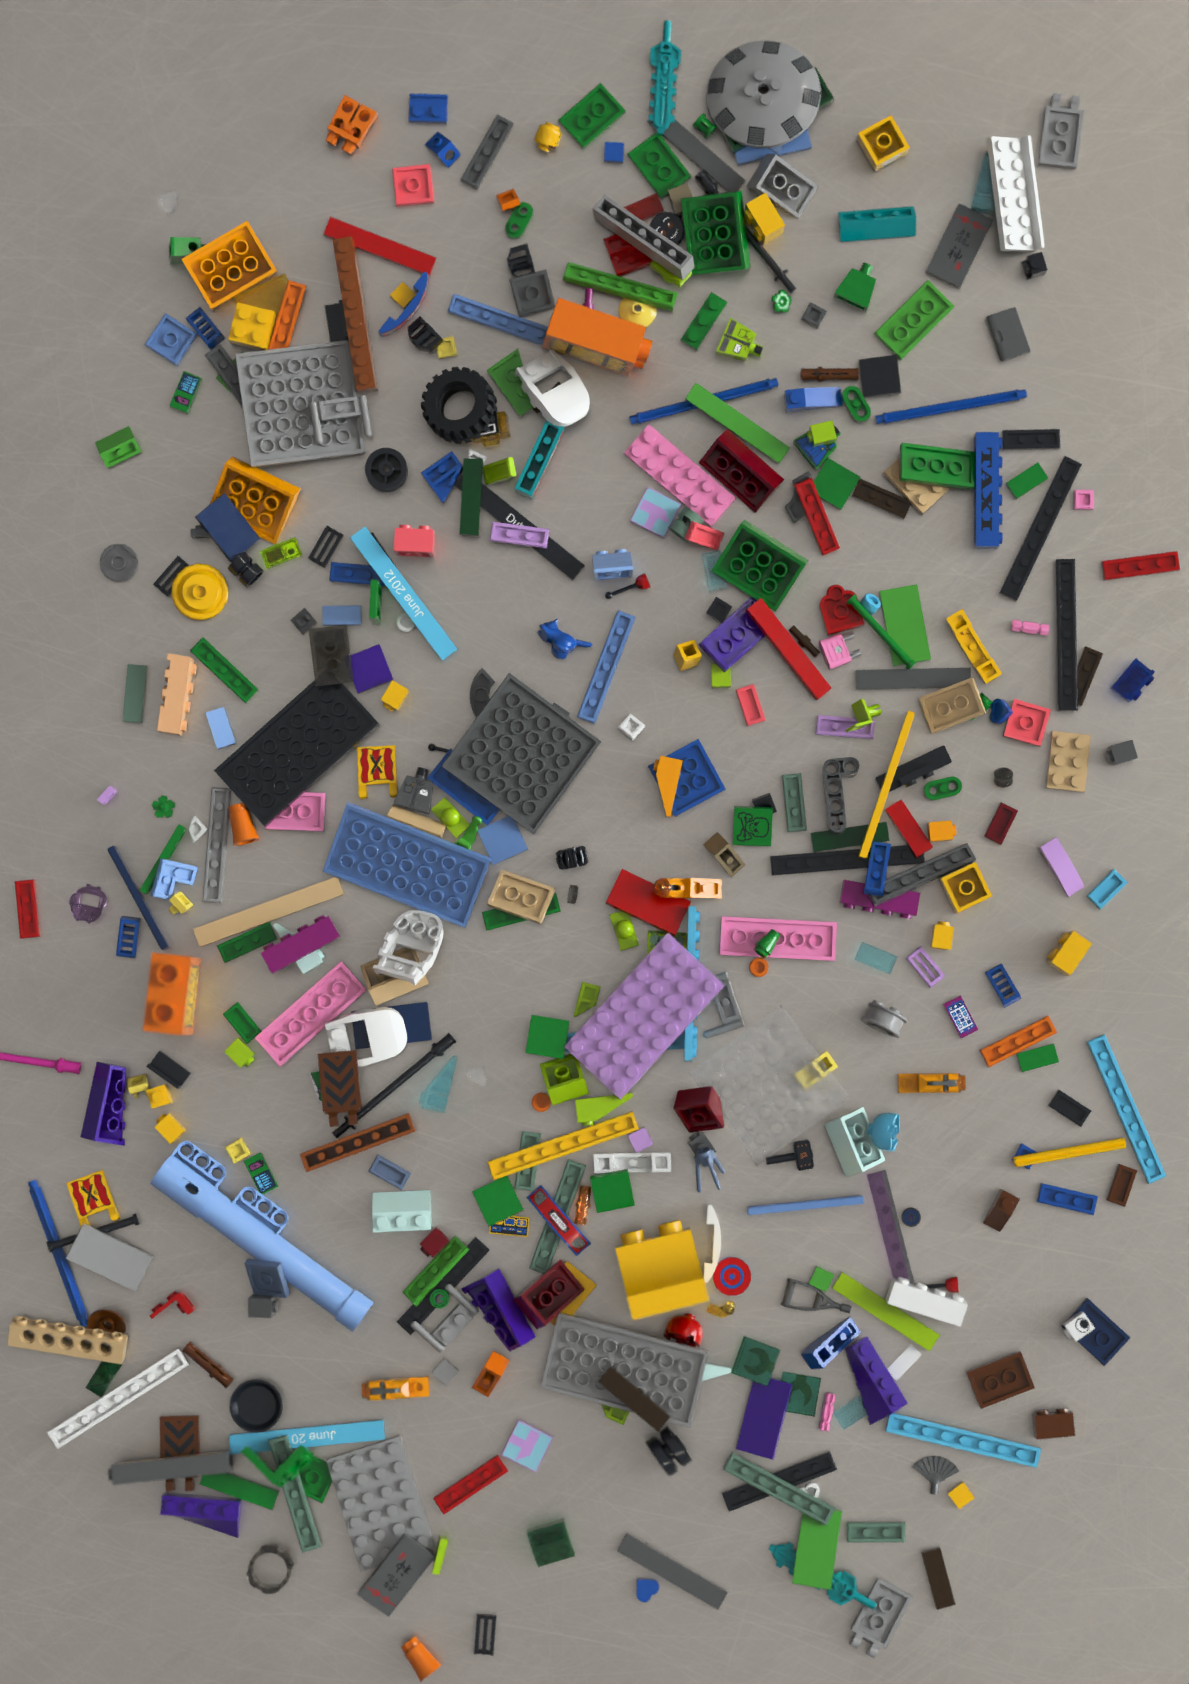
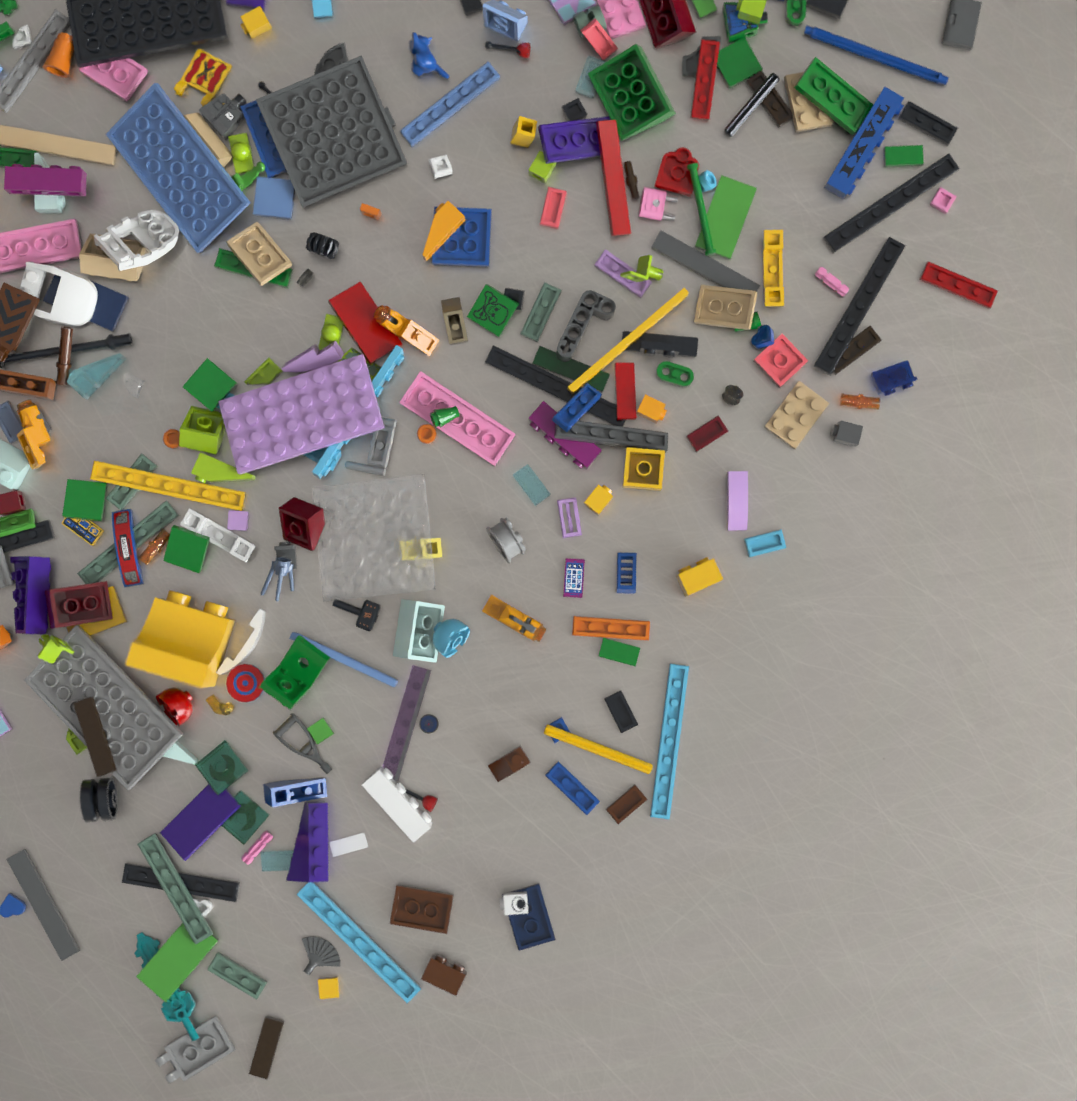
camera: 35 degrees right, 0 degrees up
(408, 1093) = (64, 355): none -> reddish brown pin
(420, 1170) = (34, 434): none -> light orange plate
(550, 1344) = (52, 648): none -> lime bracket
(597, 802) = (370, 211): none -> orange tile
(623, 960) = (314, 358): none -> lavender slope
(772, 1243) = (294, 674): none -> green bracket
(869, 514) = (752, 104): none -> black axle
(887, 1313) = (361, 798): lime tile -> none
(1115, 717) = (860, 401): none -> clear orange pin

